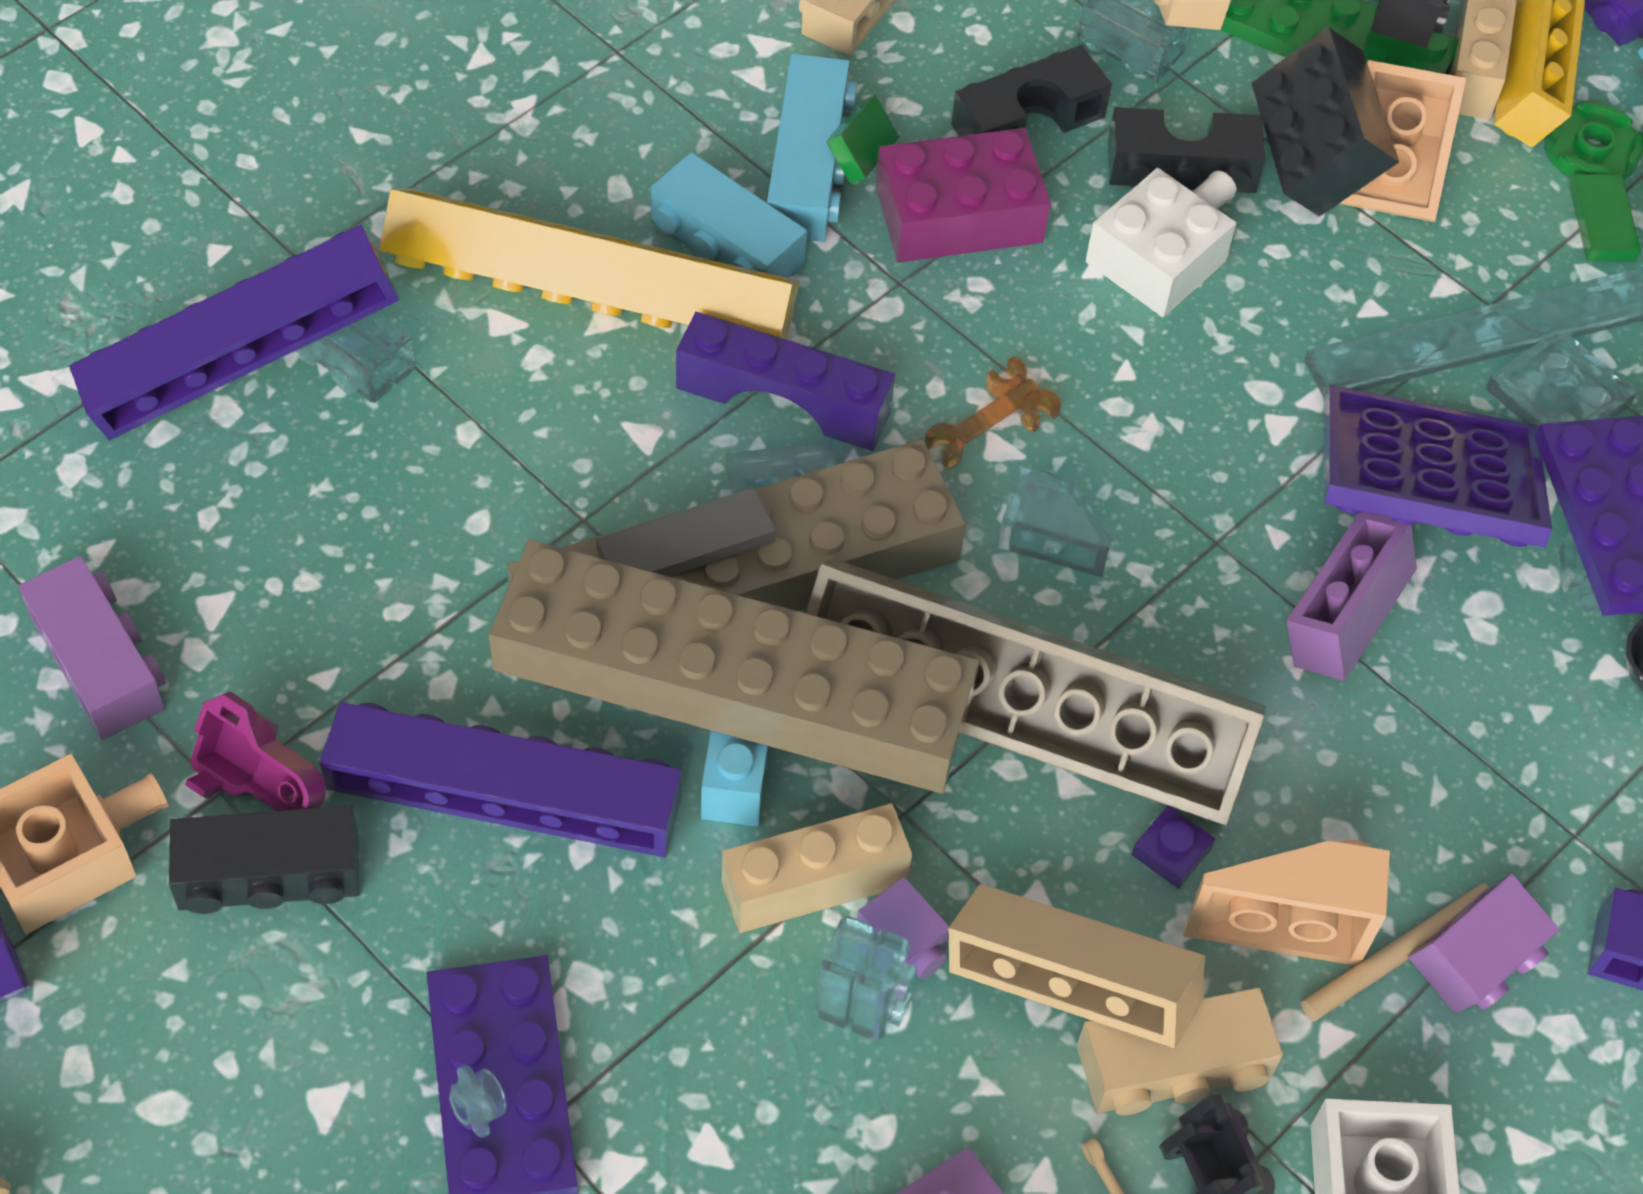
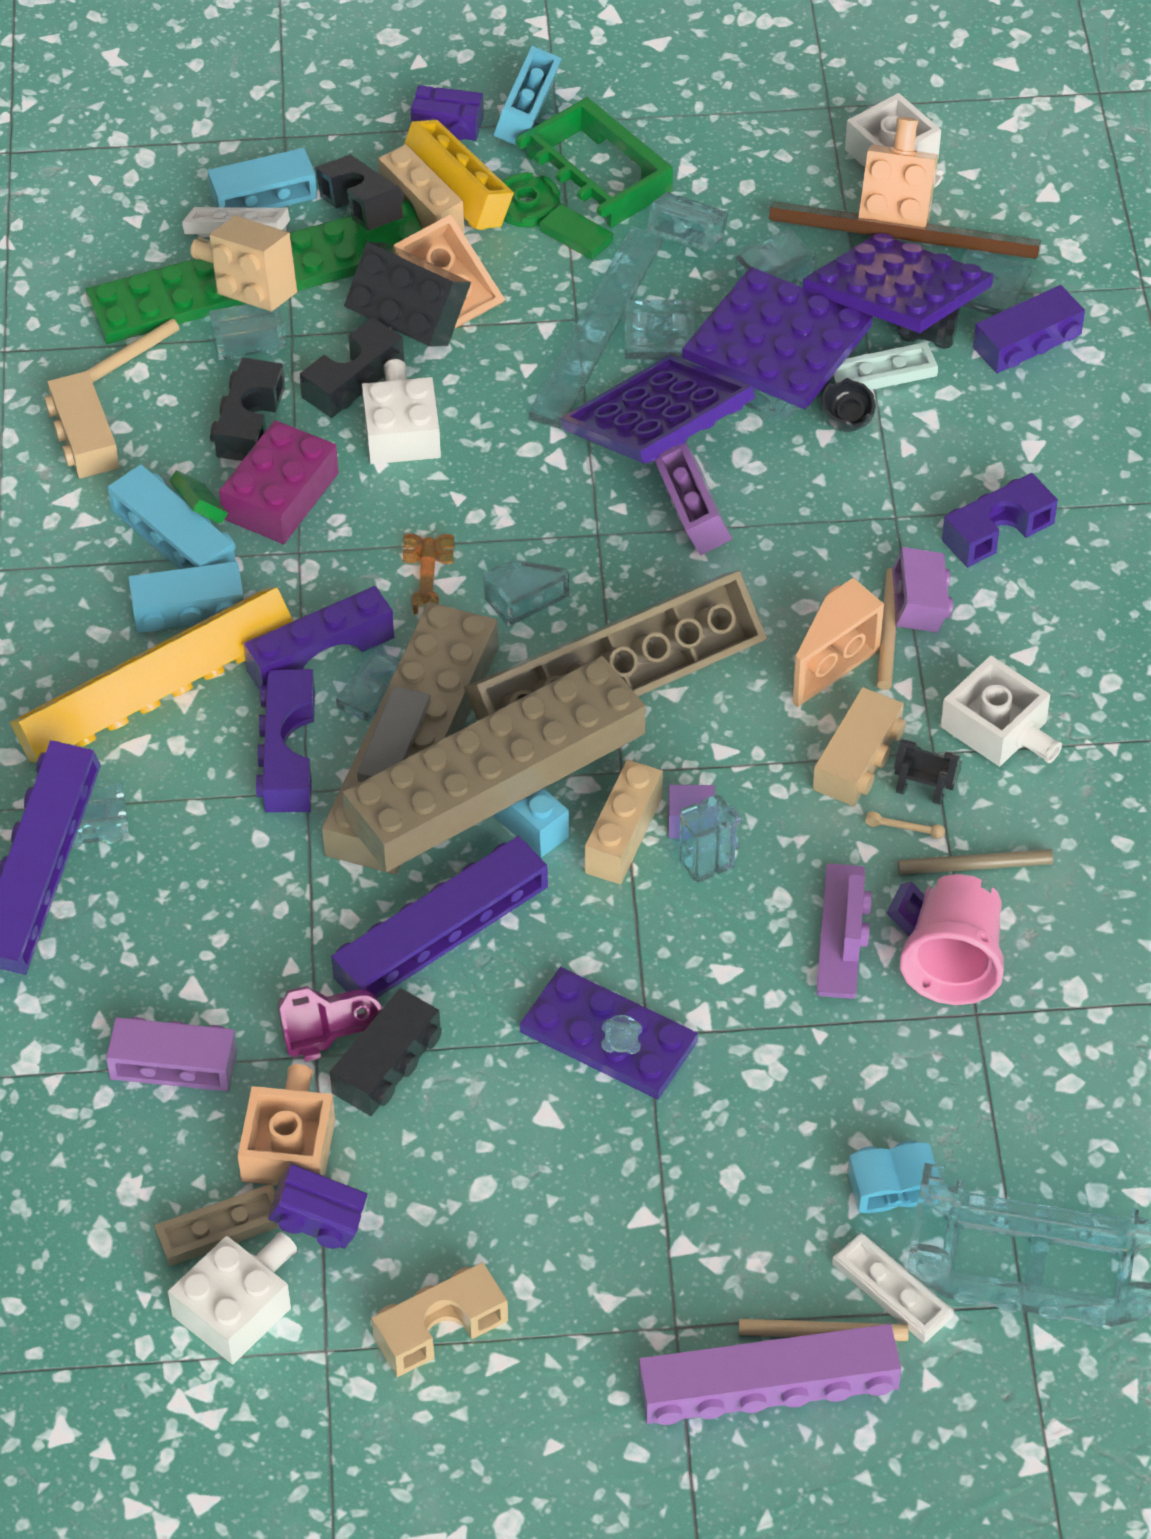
camera: 45 degrees left, 5 degrees down
(671, 414) = (286, 775): none -> dark purple arch
(1077, 964) = (783, 747): tan brick -> none
(1173, 846) = (749, 675): dark purple plate -> none

